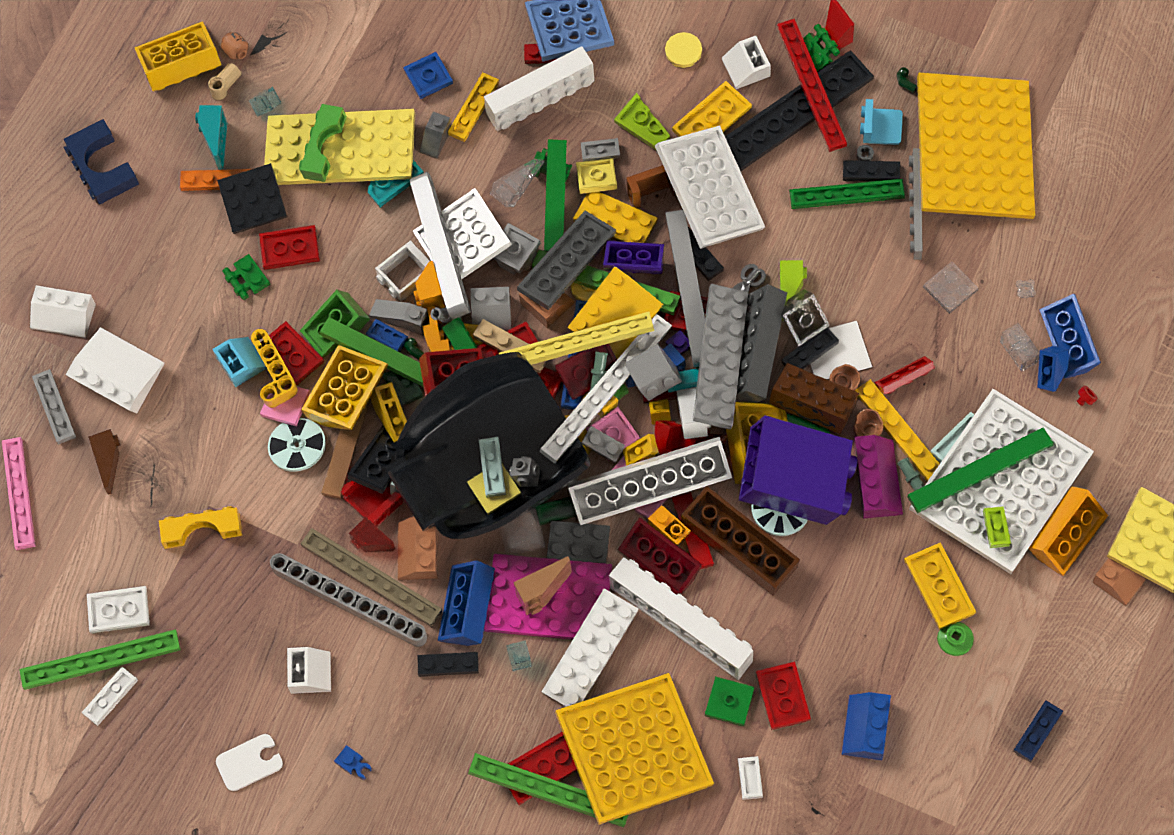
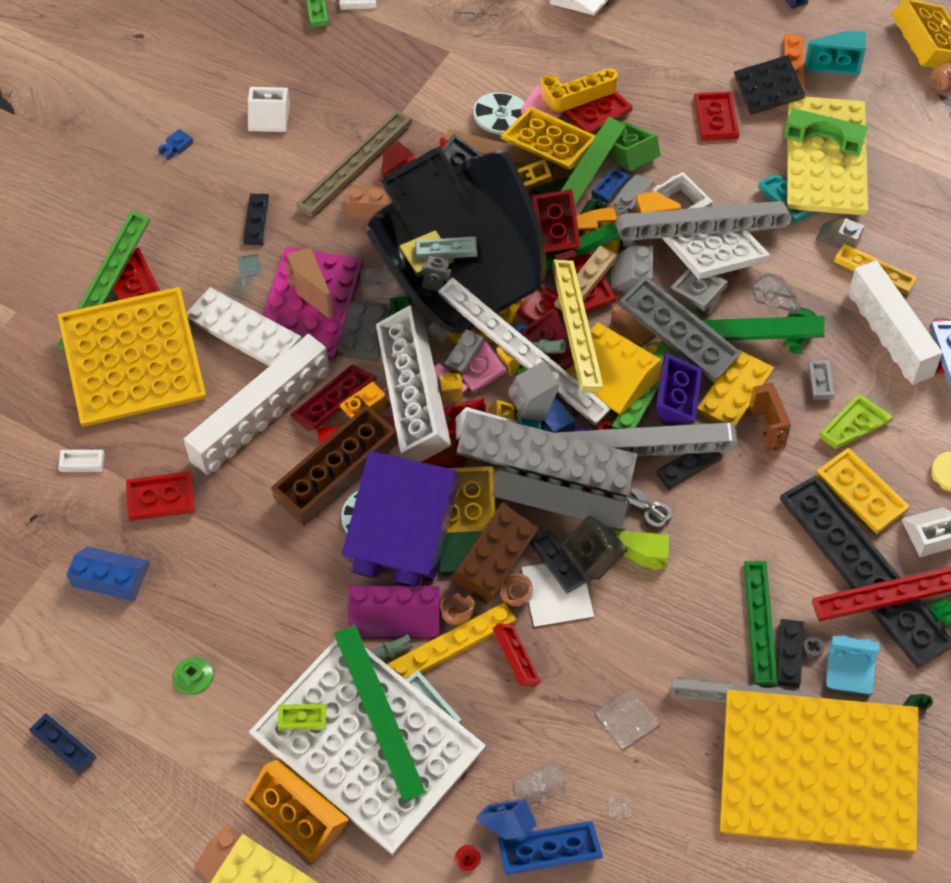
camera: 90 degrees right, 10 degrees down
(177, 529) = (427, 55): yellow arch -> none
(224, 80) = (899, 65): tan piece -> none
(239, 359) = (589, 61): medium azure slope -> none
(244, 765) = (194, 68): white piece -> none
(250, 273) = (686, 86): green plate -> none
(264, 101) = (881, 99): clear light blue panel -> none
(342, 592) = (333, 144): light grey beam -> none
(428, 75) = (914, 232): blue plate -> none
(466, 603) = (312, 233): blue slope -> none
(596, 175) = (788, 372): light yellow tile -> none
(709, 186) = (763, 466): white plate -> none
(729, 701) = (164, 449): green plate -> none
(940, 586) = (253, 662): yellow plate -> none

